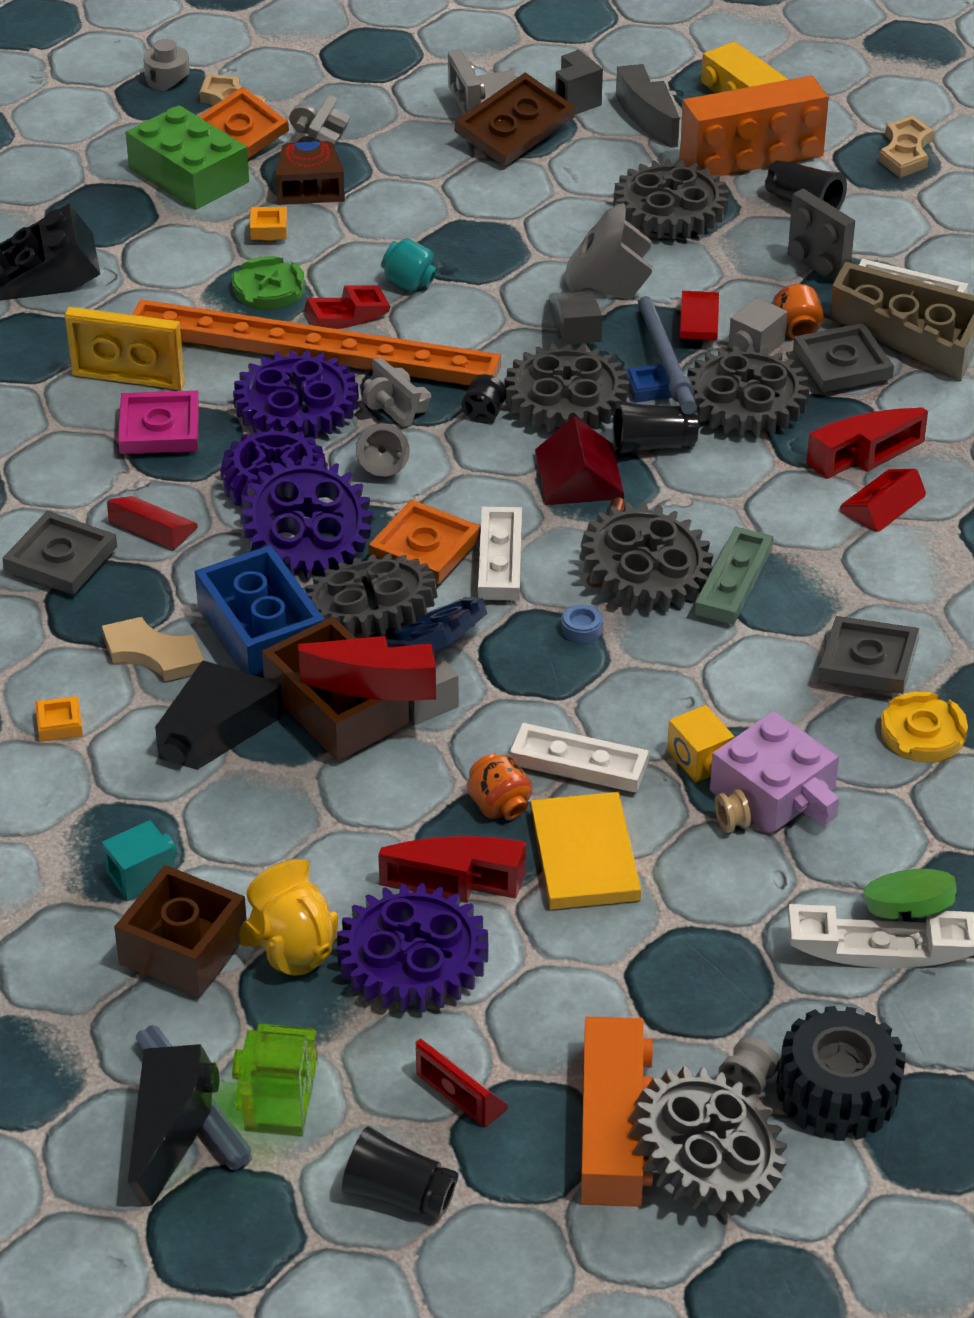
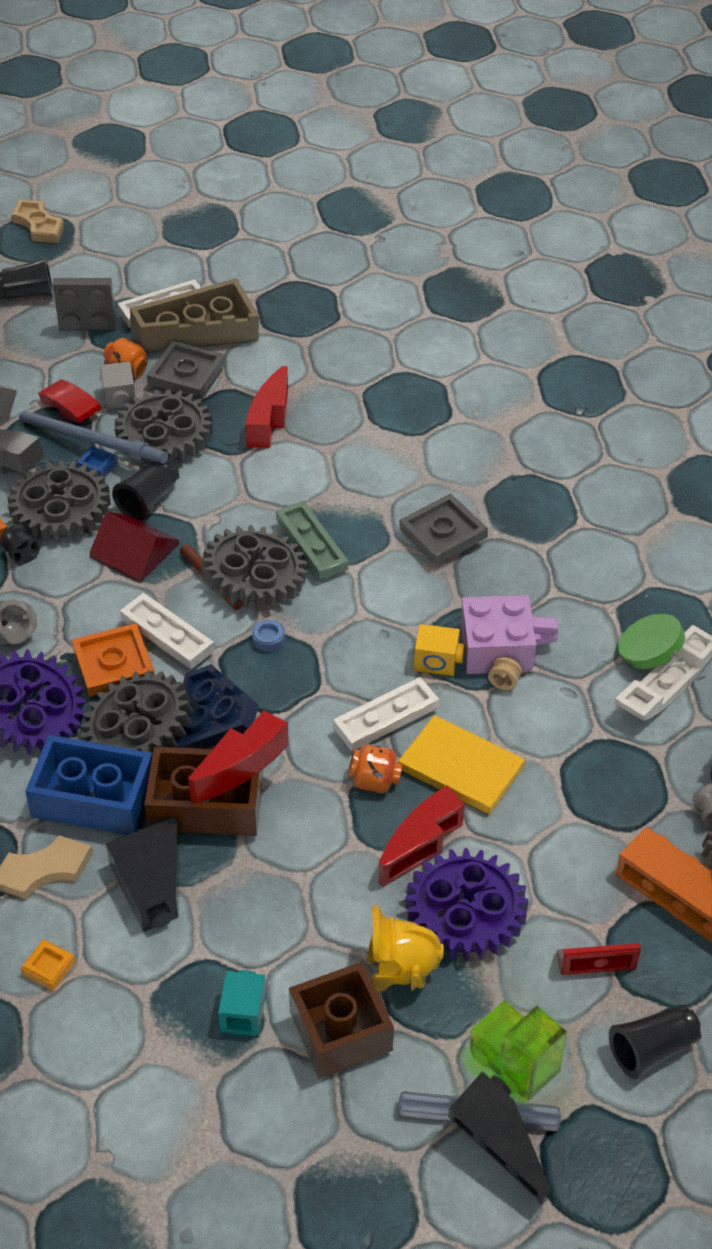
camera: 50 degrees left, 5 degrees up
(885, 498) = (317, 435): red slope -> none
(923, 727) = (517, 548): yellow tile -> none

